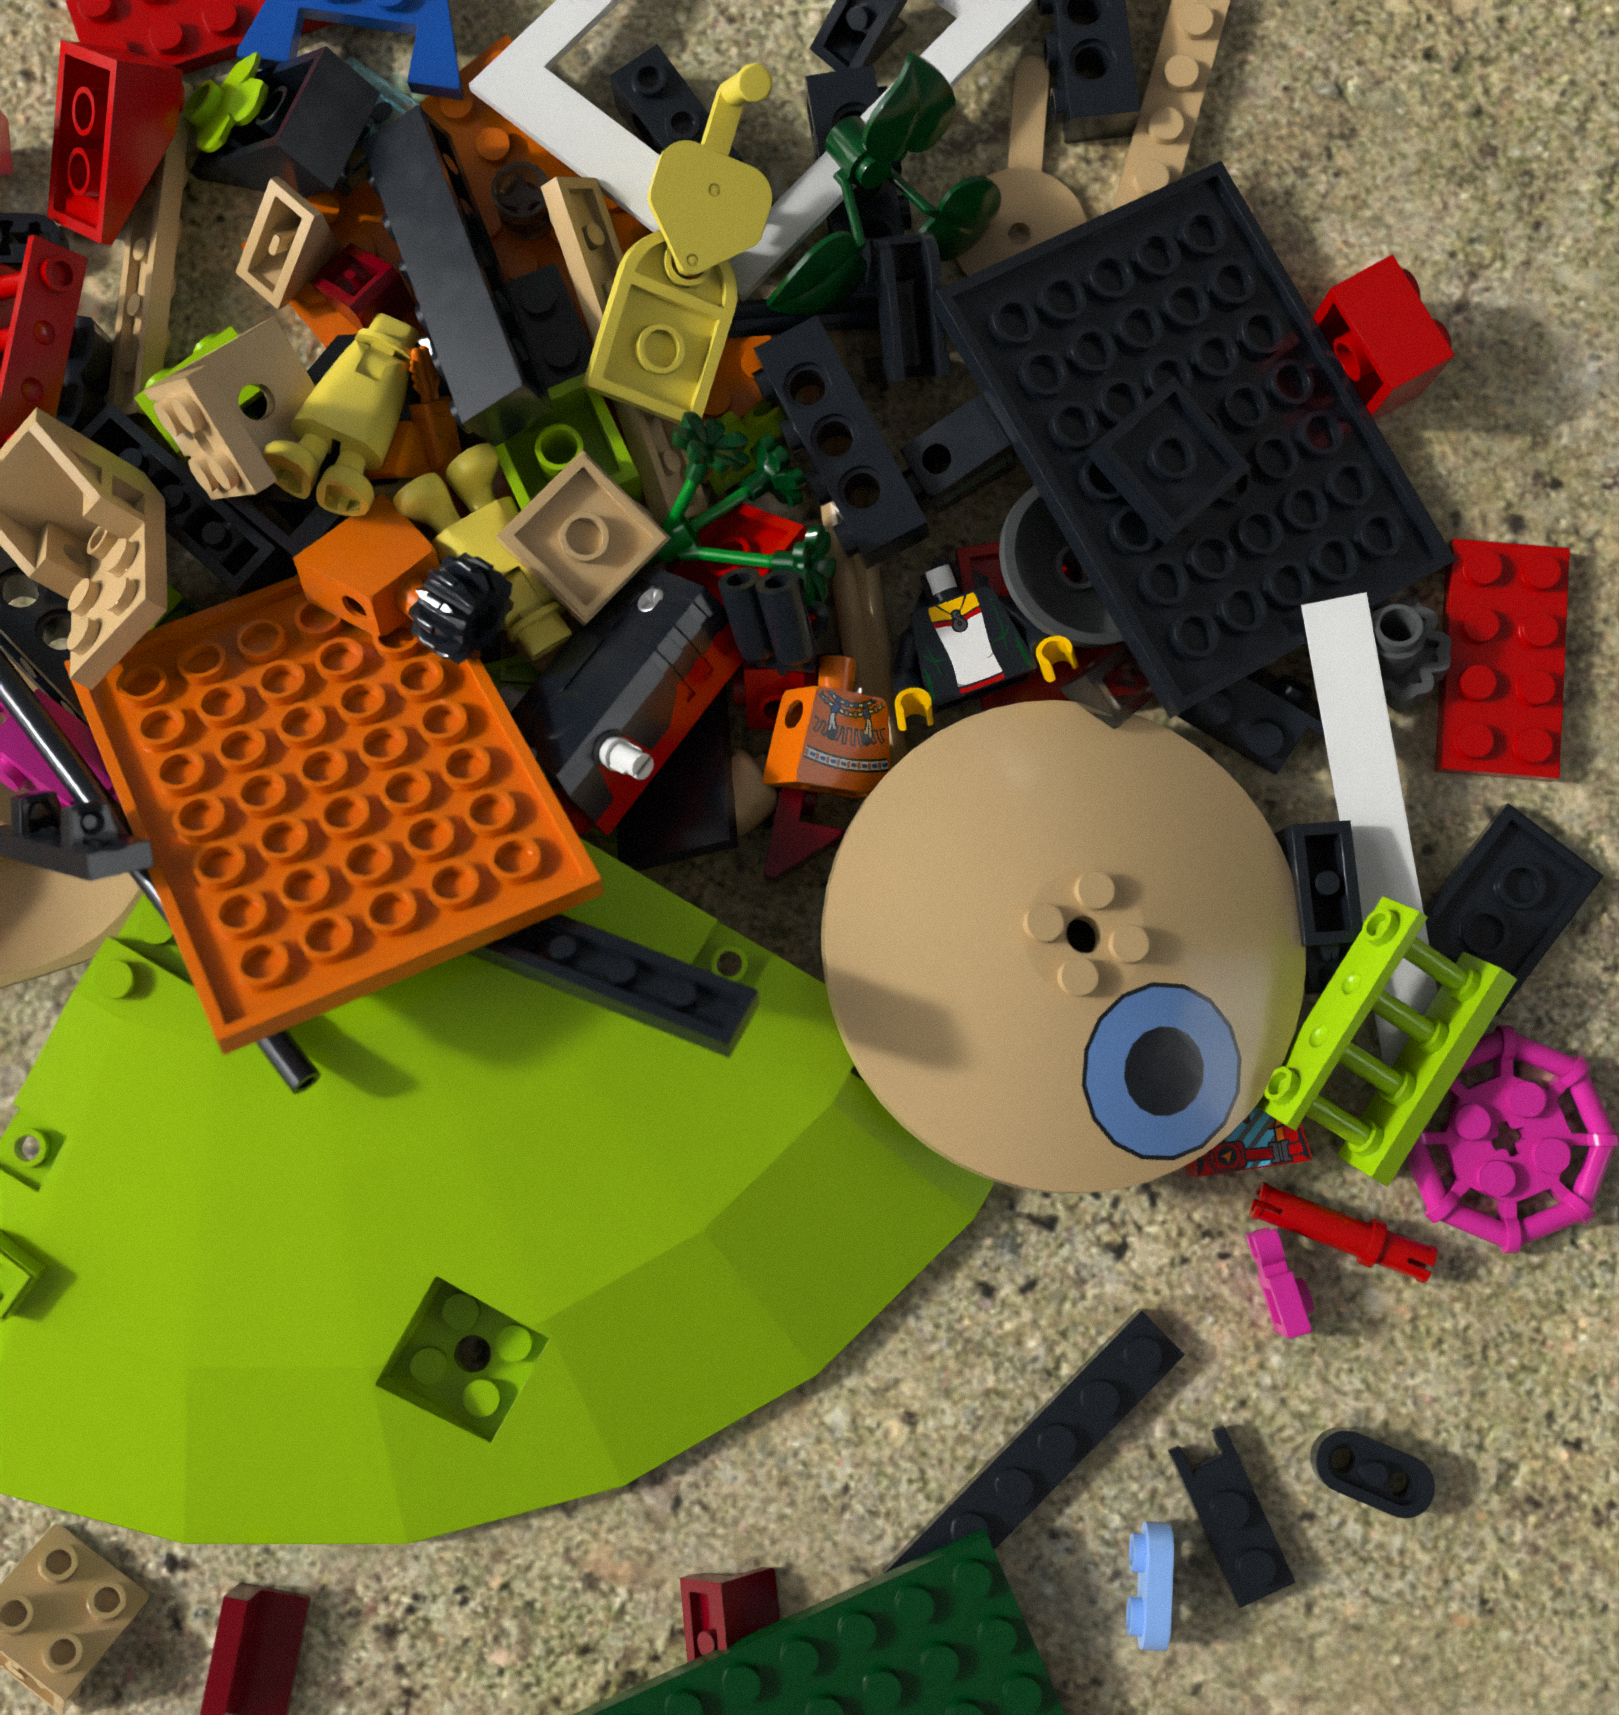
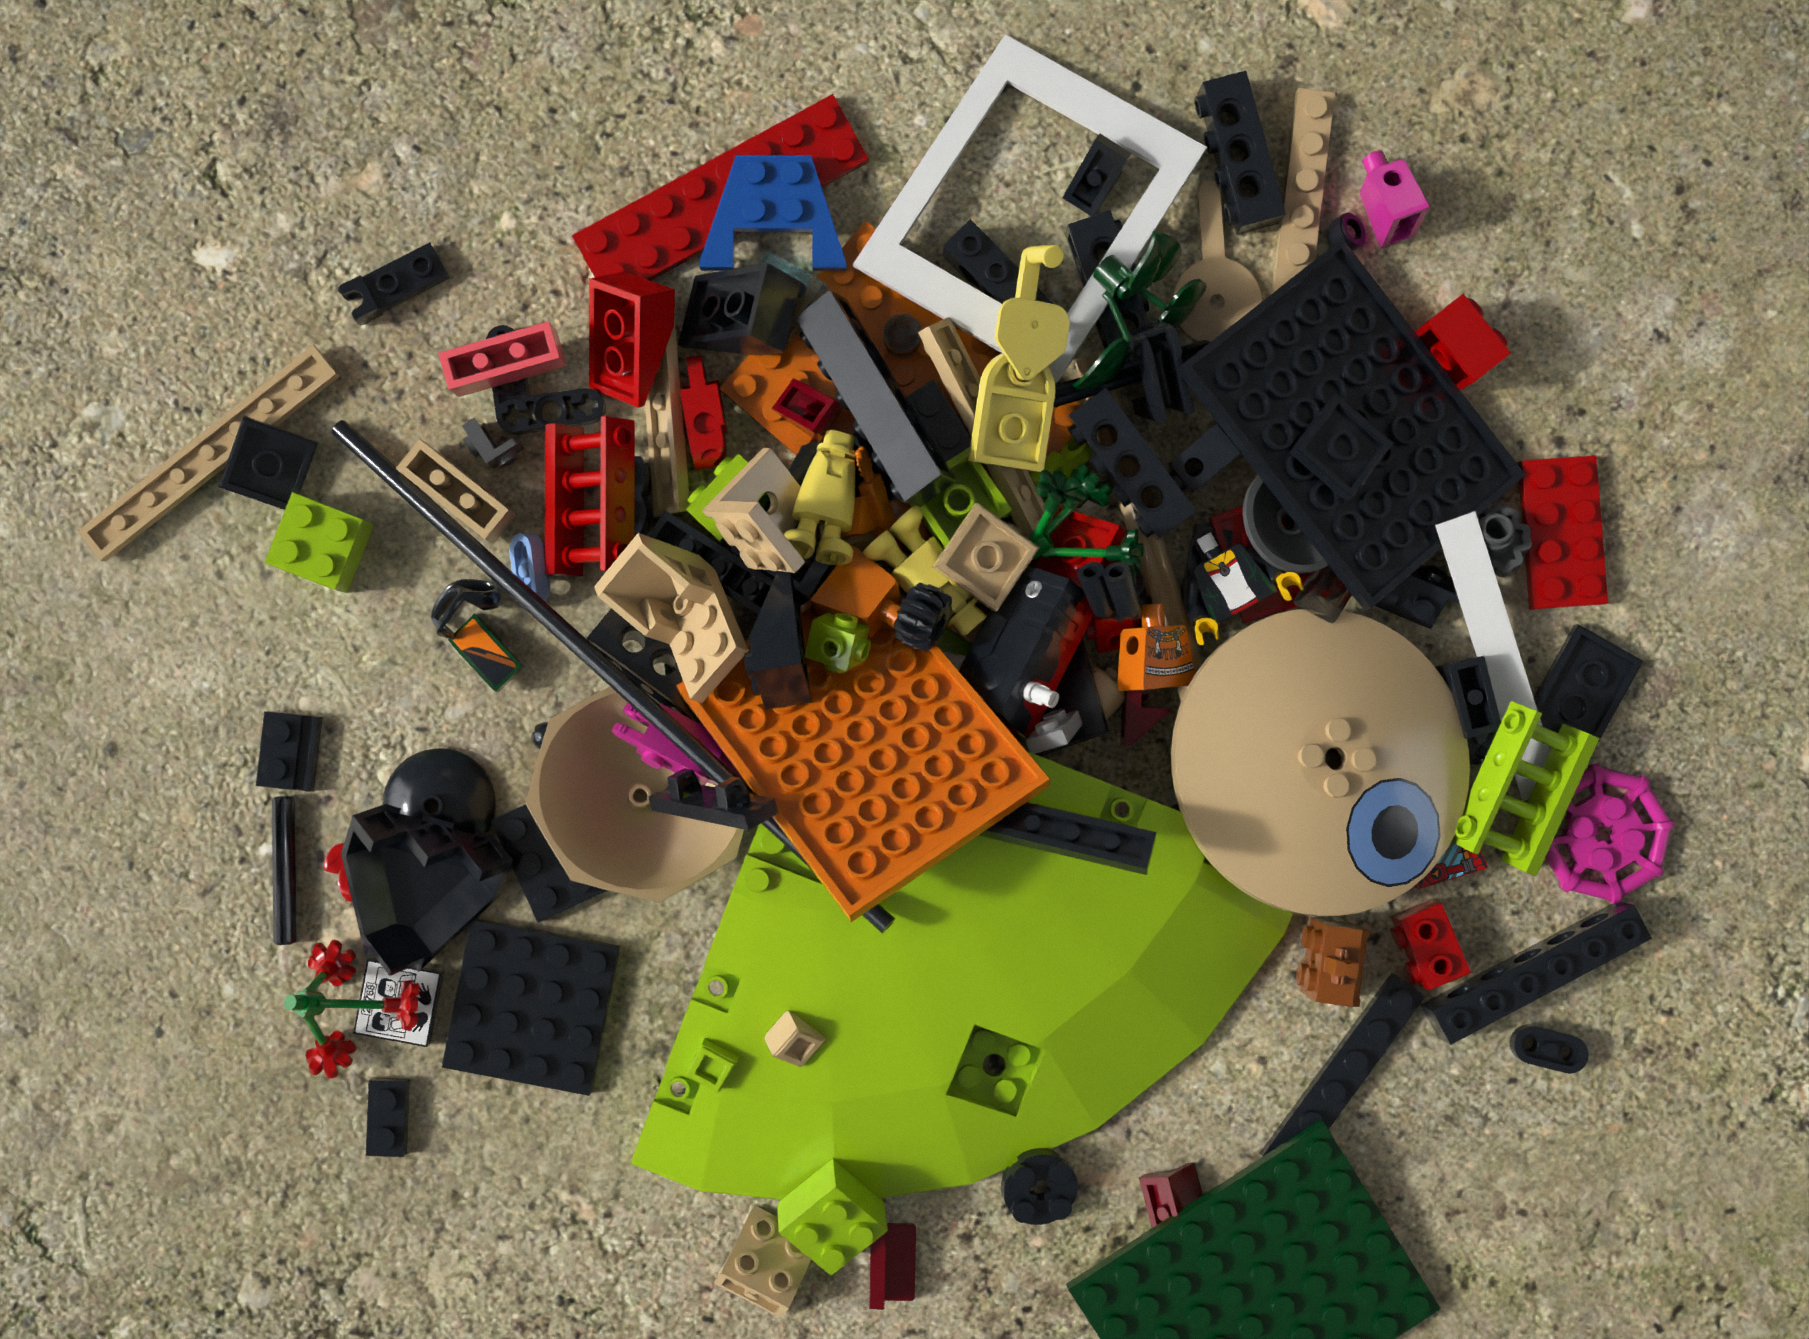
camera: 15 degrees left, 5 degrees up
(135, 1253) = (793, 1039): none -> tan slope
(163, 1560) = (831, 1217): none -> lime brick
(203, 282) = (704, 416): none -> red piece
(225, 614) = (778, 648): none -> black slope
(236, 102) = (701, 301): lime plate -> none
(285, 244) = (754, 390): tan slope -> none
(319, 626) = (838, 642): none -> lime brick
(521, 1601) = (1051, 1204): none -> black plate
(641, 821) = (1054, 730): none -> light grey plate
(1040, 1273) = (1332, 961): none -> dark orange hinge
(1151, 1611) = (1427, 1151): light blue plate -> none
(1202, 1273) = (1429, 945): none -> red brick
(1233, 1522) = (1468, 1092): black hinge -> none
(1238, 144) = (1338, 230): none -> black piece
(1285, 1296) = (1481, 951): dark pink plate -> none
(1306, 118) = (1391, 199): none -> dark pink torso
(1366, 1240) = (1526, 909): red pin -> none
(1368, 1342) = (1536, 971): none -> black brick

